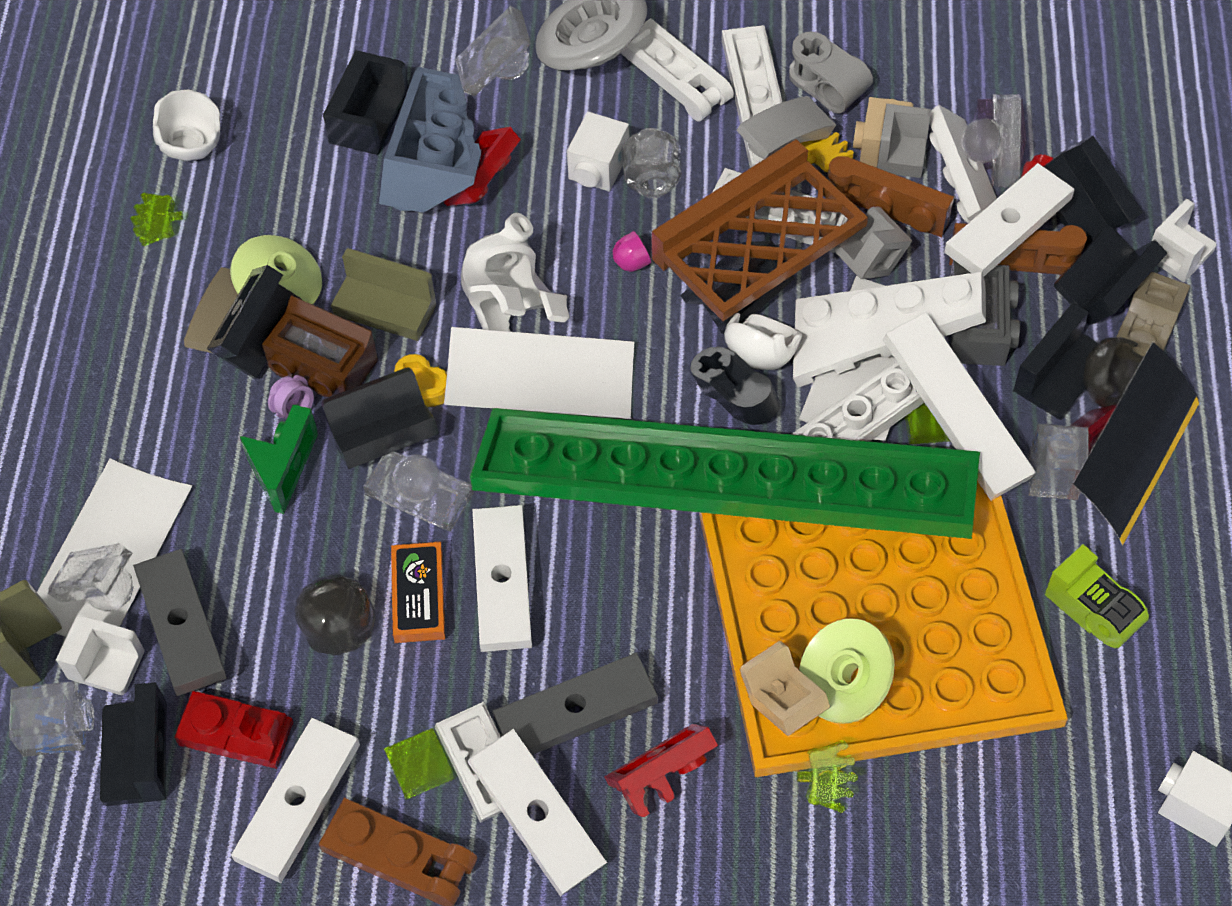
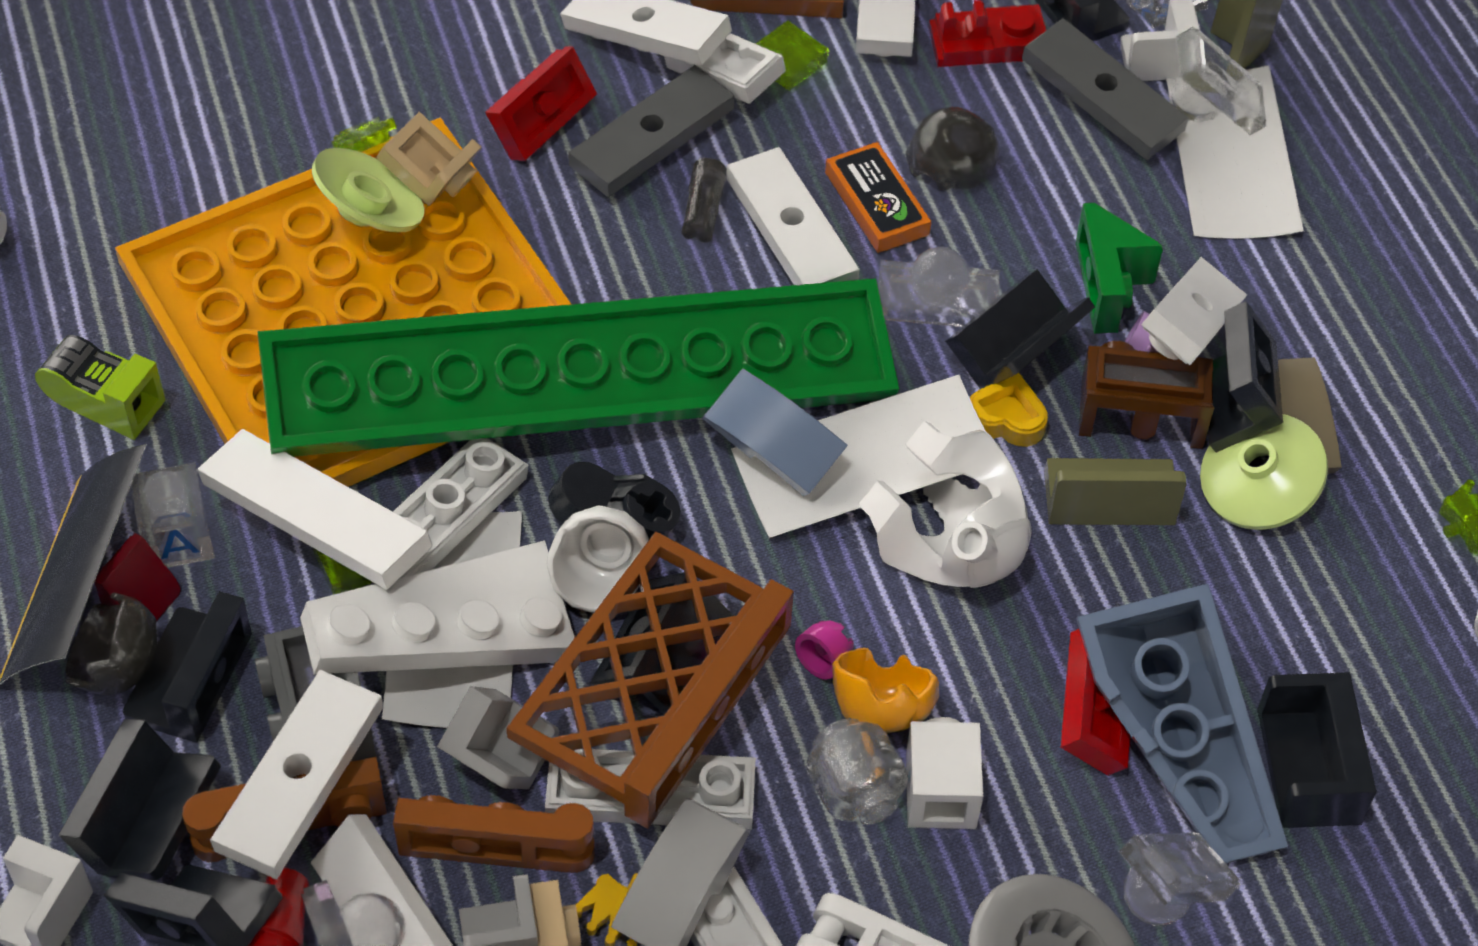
camera: 155 degrees right, 5 degrees down
(252, 376) = (1192, 312): none -> white tile
(560, 630) = (704, 196): none -> clear smoke piece
(604, 387) = (775, 431): none -> sand blue slope
(609, 201) = (883, 694): none -> light orange hair
(1153, 312) = (71, 755): dark tan slope -> none

